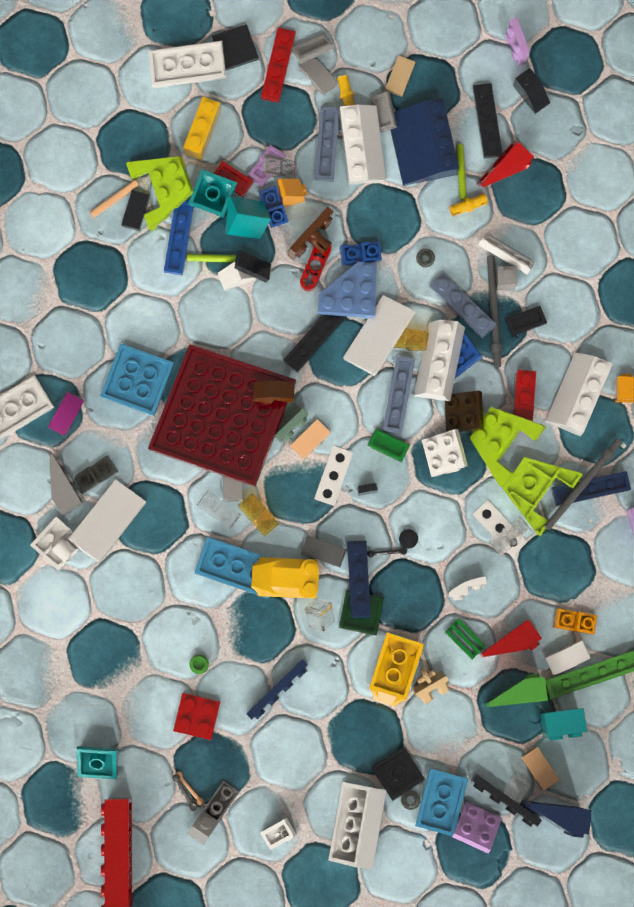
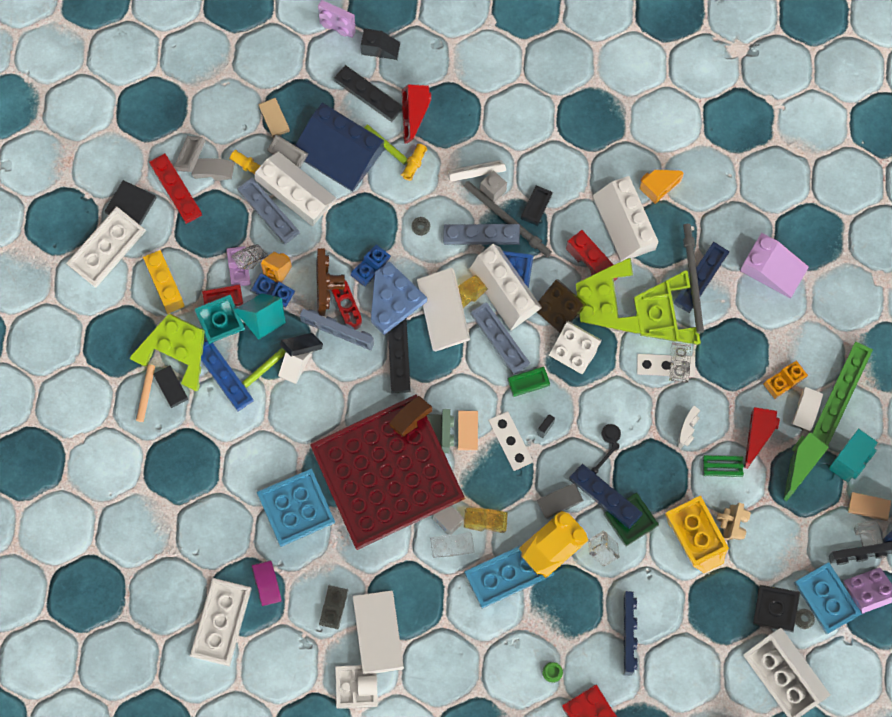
camera: 45 degrees left, 10 degrees down
(61, 489) = (323, 643): light grey slope -> none
(293, 285) = (331, 326): none -> sand blue plate

